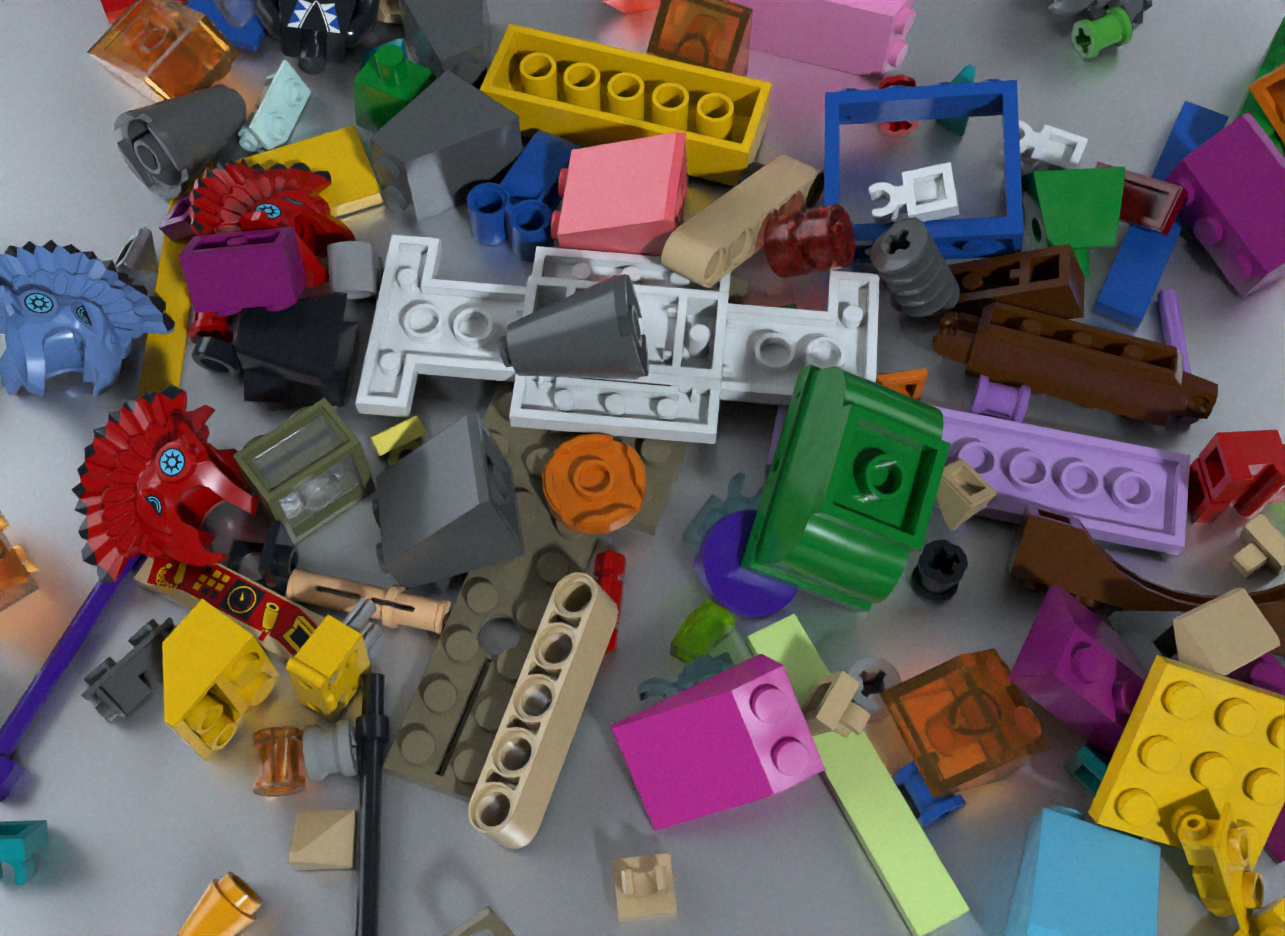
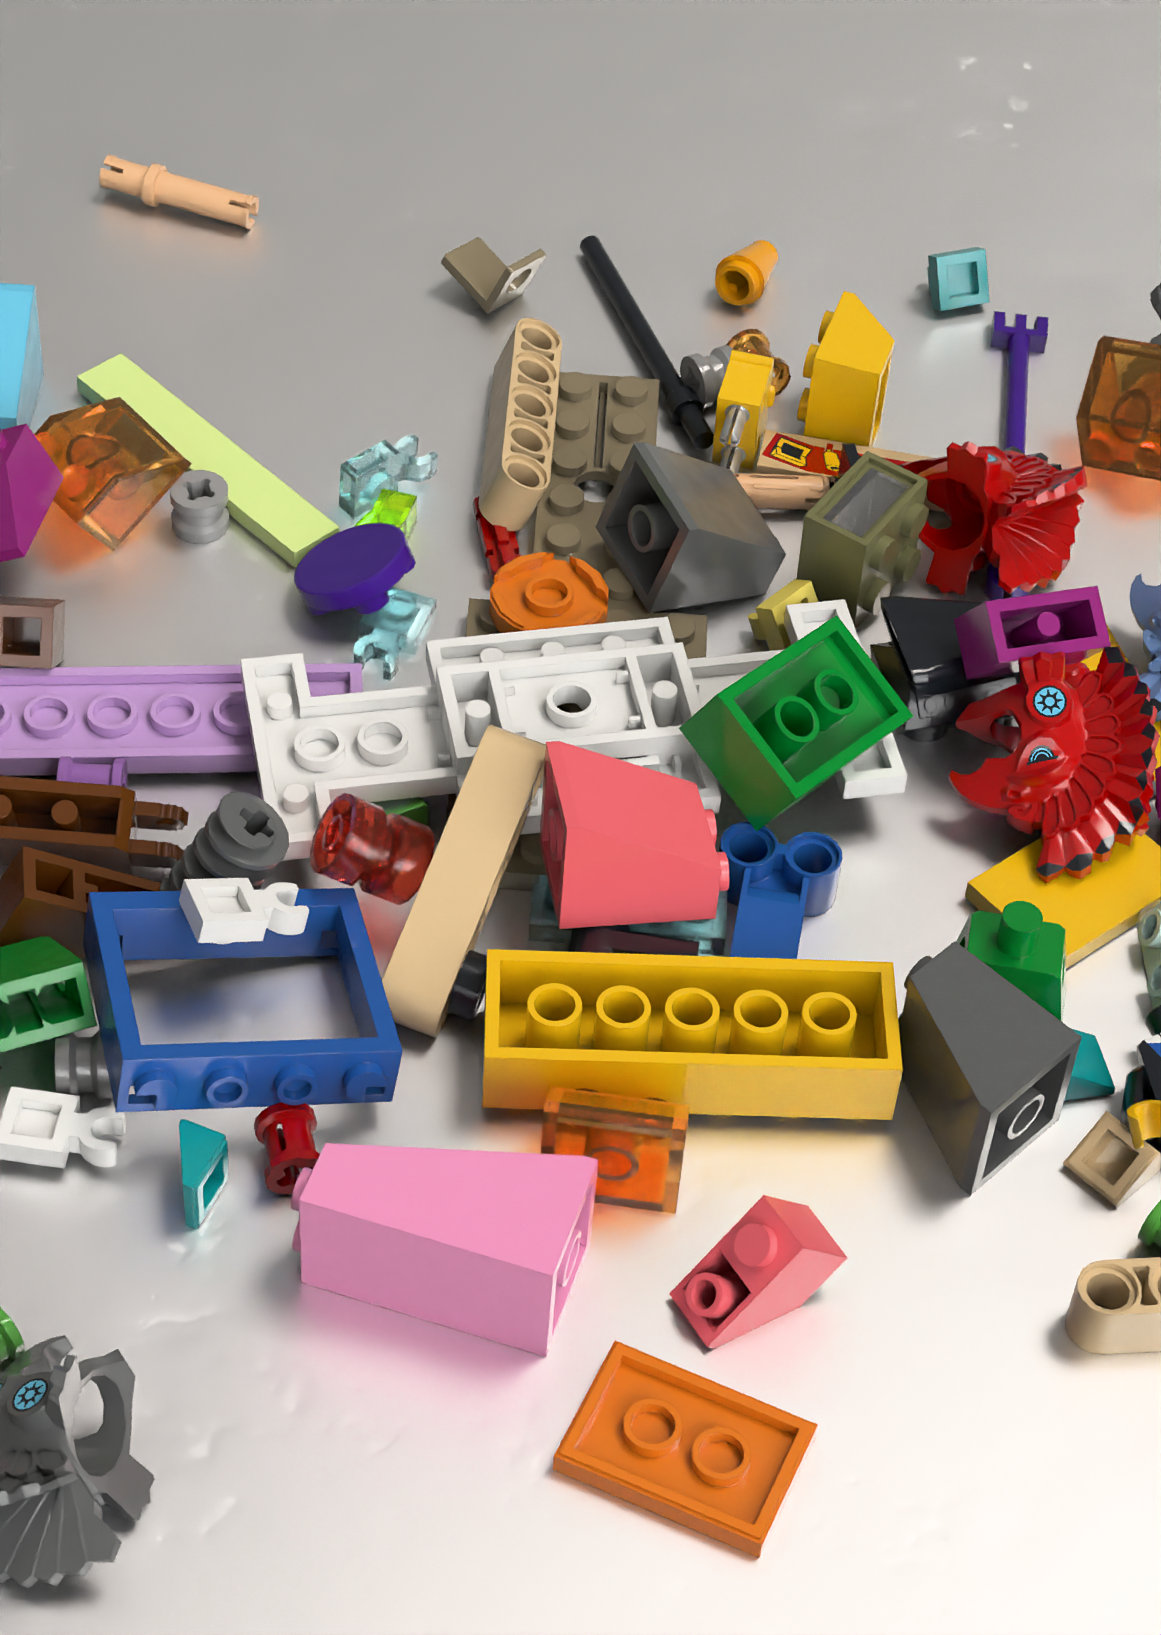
camera: 160 degrees right, 15 degrees down
(119, 682) = (935, 407): dark grey hinge -> none
(323, 840) = (688, 331): tan slope -> none
(354, 269) = (933, 744): light grey piece -> none
(444, 148) = (896, 892): dark grey slope -> none
(468, 242) = (795, 722): none -> green slope
(581, 336) = (601, 625): dark grey cone -> none
(644, 887) = (382, 352): tan tile -> none
(718, 744) = (321, 428): dark pink slope -> none
(831, 707) = (240, 457): tan tile -> none
(847, 489) = (259, 583): green container -> none
(905, 382) = (221, 773): orange slope -> none
(942, 557) = (143, 600): black bush -> none
(962, 493) = (128, 660): tan slope -> none

